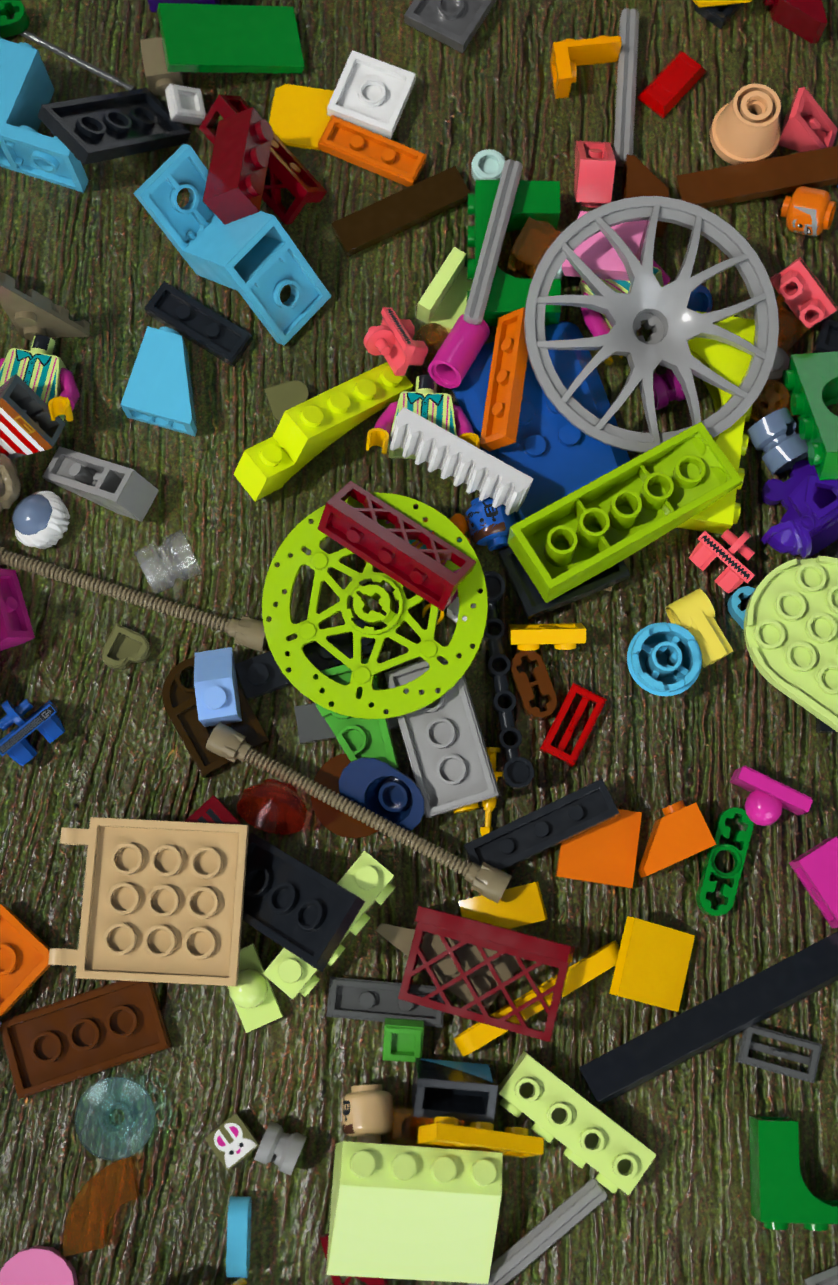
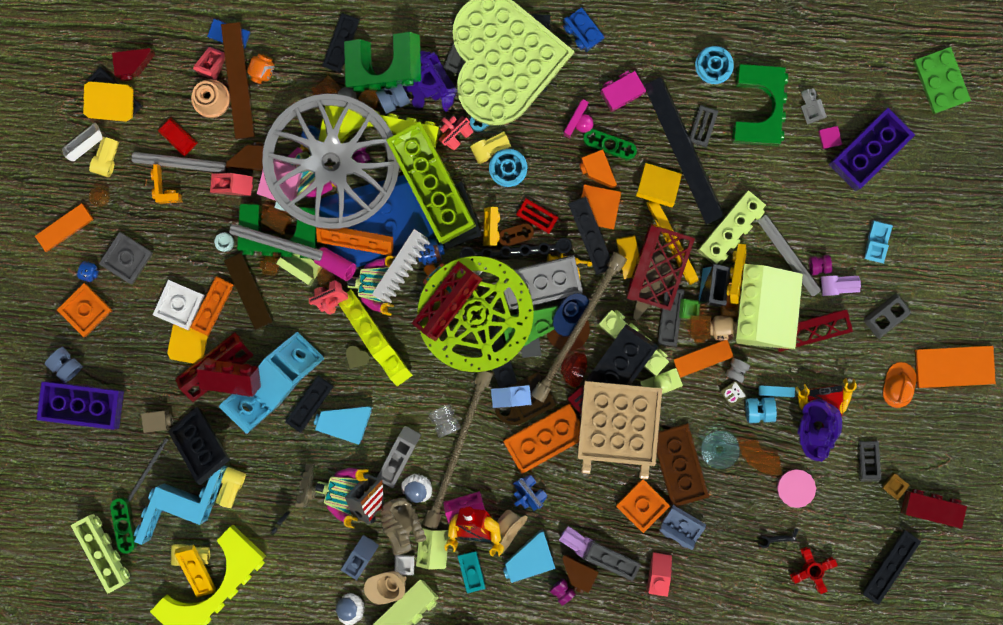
camera: 85 degrees left, 10 degrees up
(53, 194) = (232, 482): none -> light yellow piece
(125, 647) = (487, 444): olive tile -> none
(136, 755) = (544, 438): none -> orange tile
(185, 104) = (180, 408): white tile -> none
(200, 1217) = (767, 410): none -> medium azure wheel
(230, 38) = (143, 382): green tile -> none
(304, 1074) = (703, 358): none -> orange tile
(364, 1063) = (700, 328): none -> clear orange bracket
(446, 238) = (269, 266): none -> clear orange piece
(803, 293) = (311, 76): coral hips -> none

